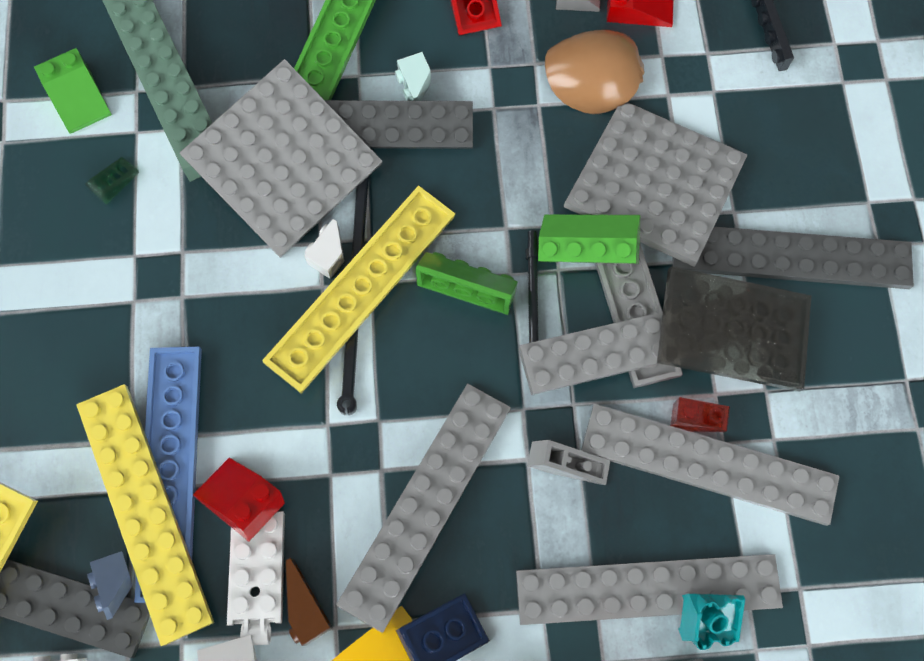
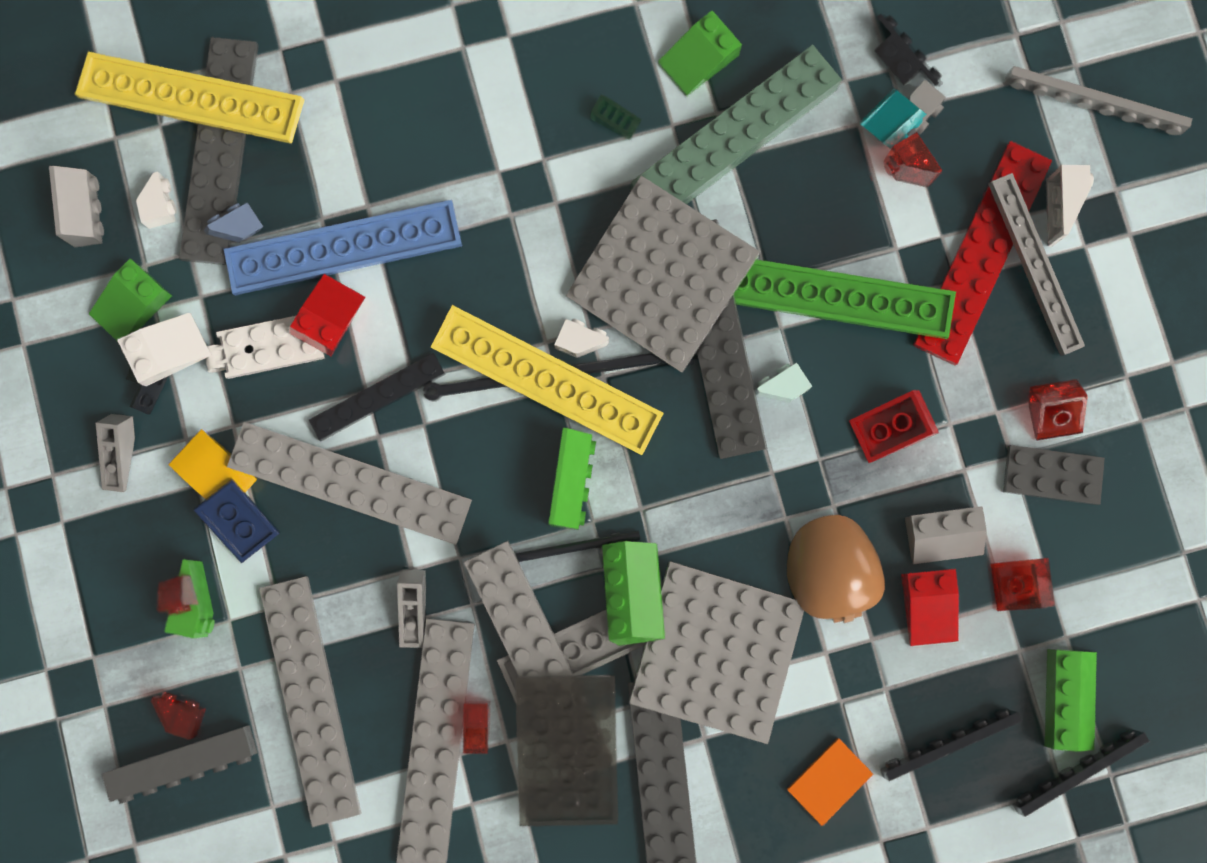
camera: 80 degrees right, 10 degrees up
(145, 515) = (300, 235): light yellow plate -> none
(304, 610) = (239, 396): reddish brown slope -> none
(339, 464) = (376, 397): none -> black plate
(711, 619) = (288, 761): teal slope -> none
(786, 112) = (830, 781): none -> orange tile

